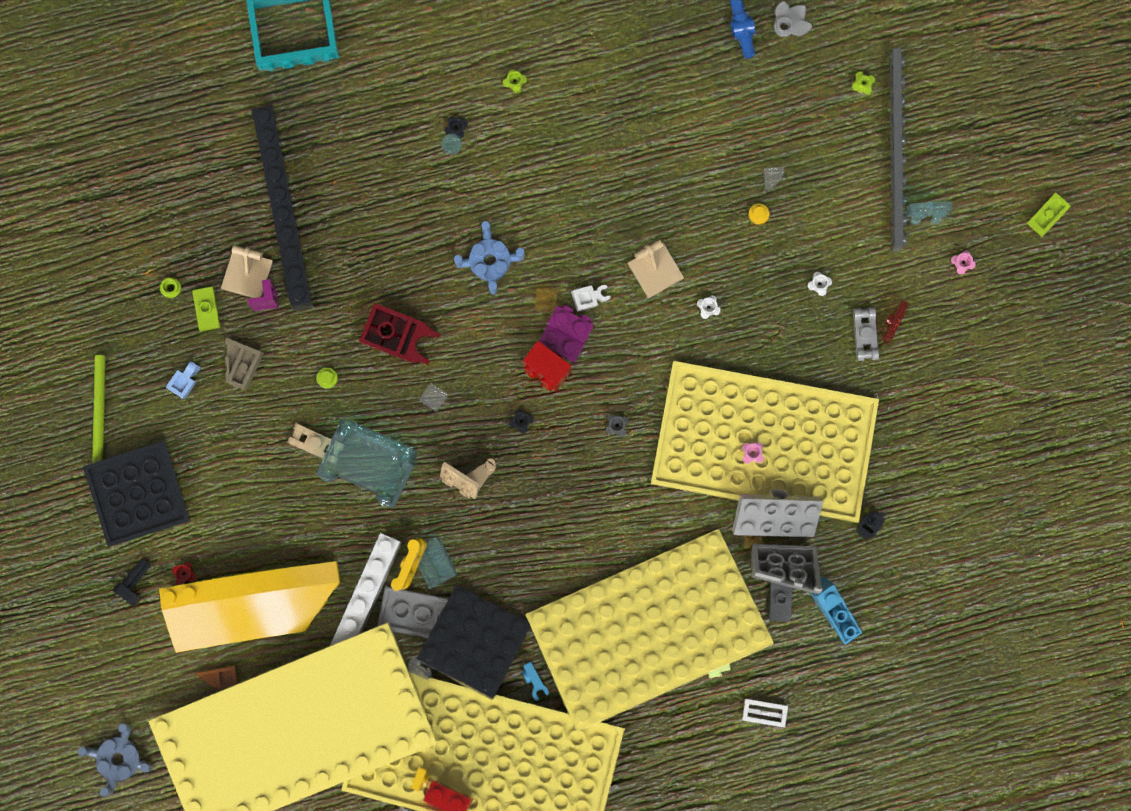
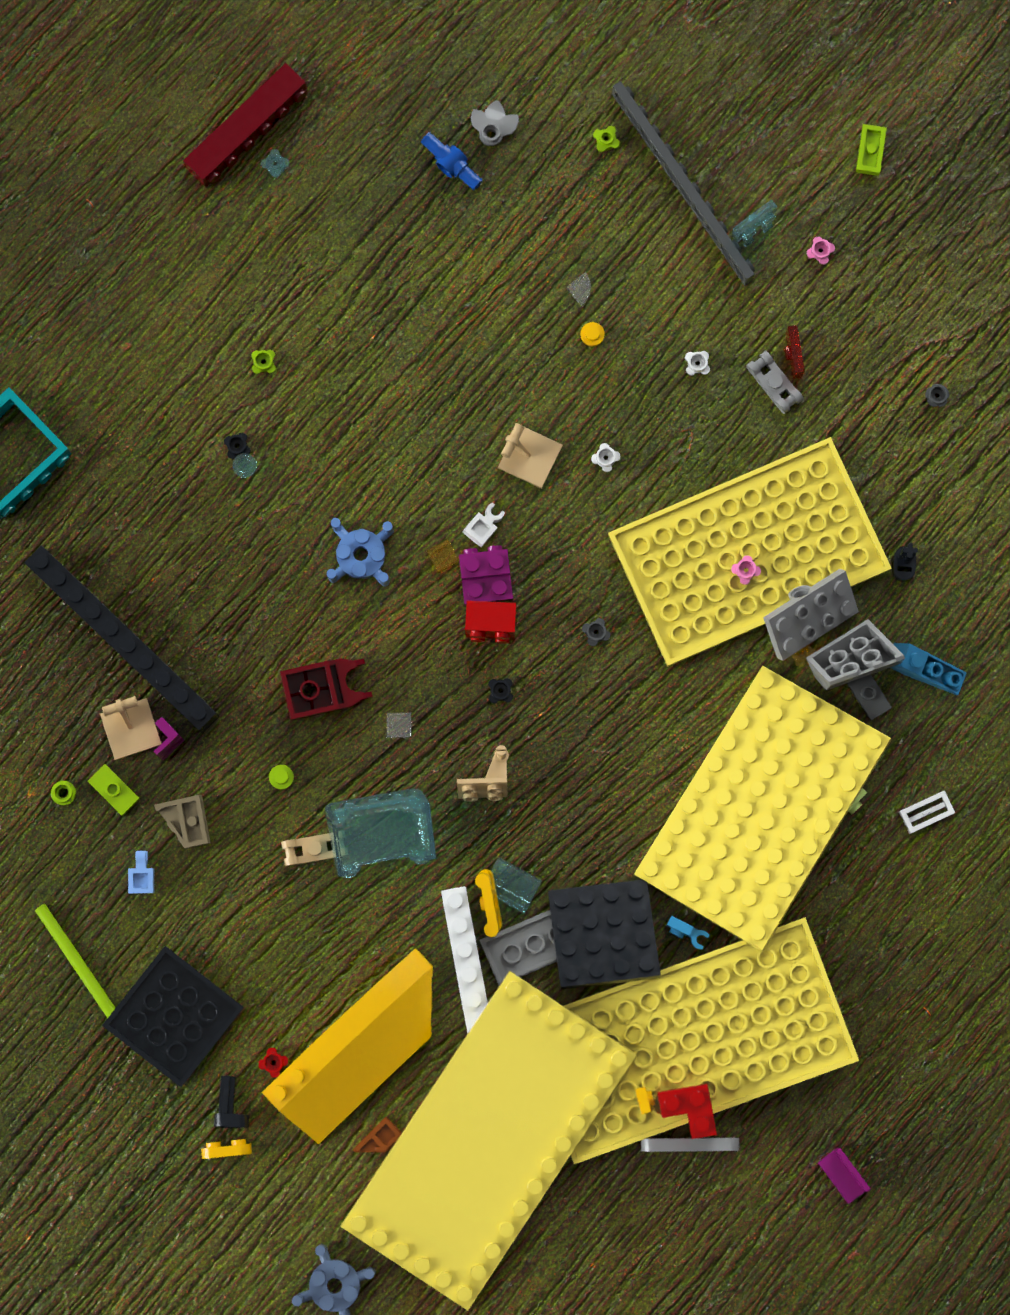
camera: 30 degrees left, 0 degrees up
(117, 615) = (215, 1150): none -> yellow plate
(415, 668) = (569, 997): clear tile -> none
(981, 418) = (937, 389): none -> dark grey plate

